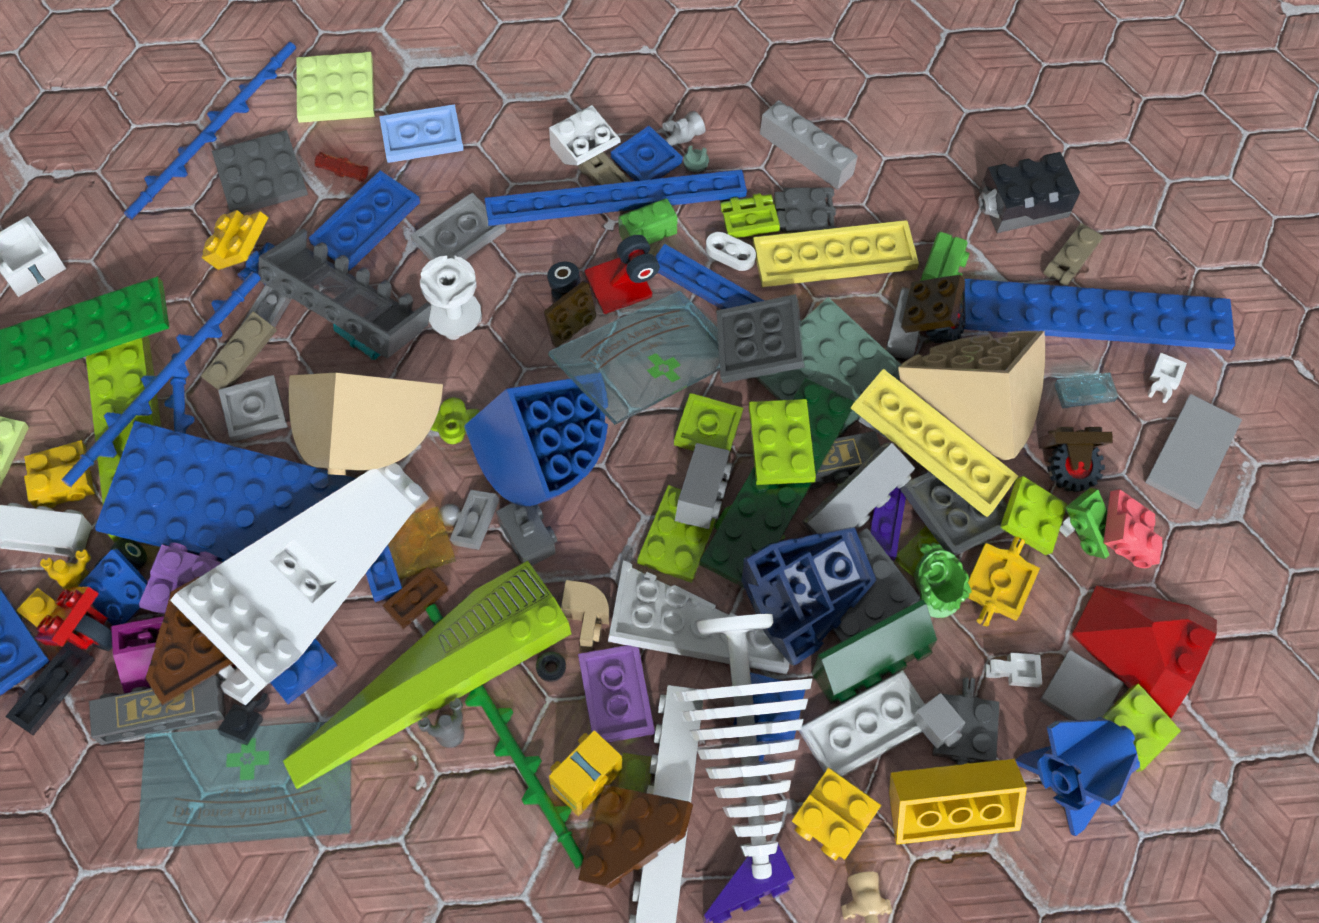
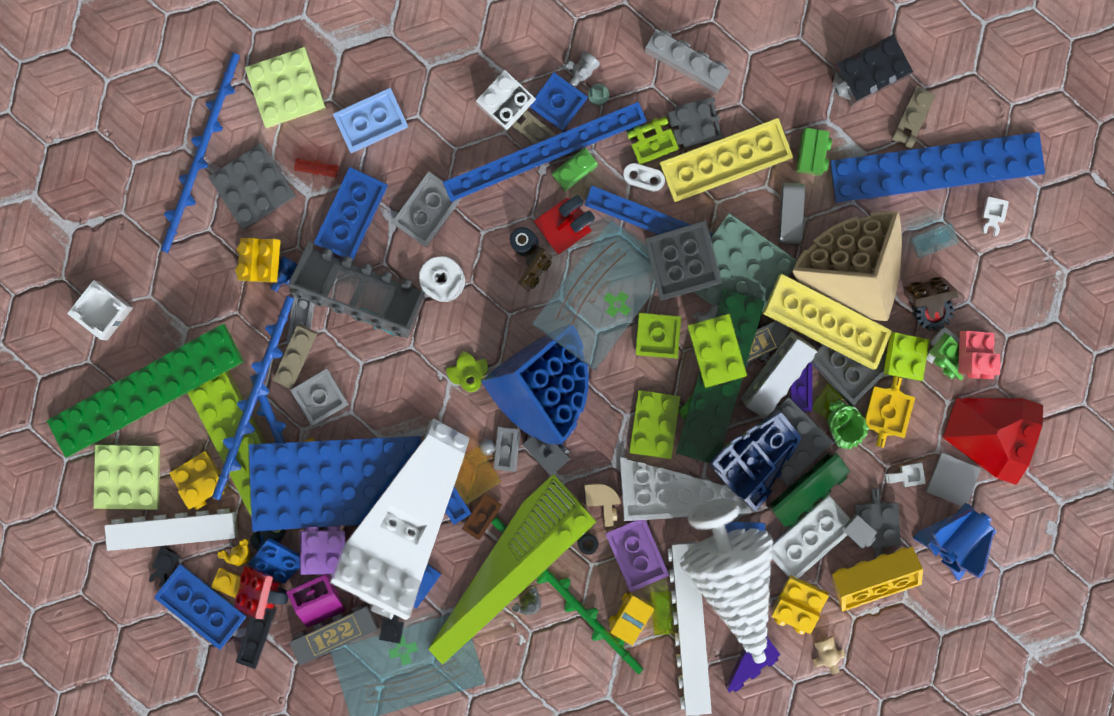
camera: 10 degrees left, 25 degrees up
(182, 655) = (340, 606): reddish brown plate -> none
(359, 419) = (404, 397): tan brick -> none
(630, 833) = (669, 649): reddish brown plate -> none
(703, 486) = (666, 391): light grey brick -> none
(936, 308) = (811, 205): dark brown plate -> none
(1146, 720) = (994, 498): lime plate -> none
(1193, 451) = (1019, 272): light grey tile -> none

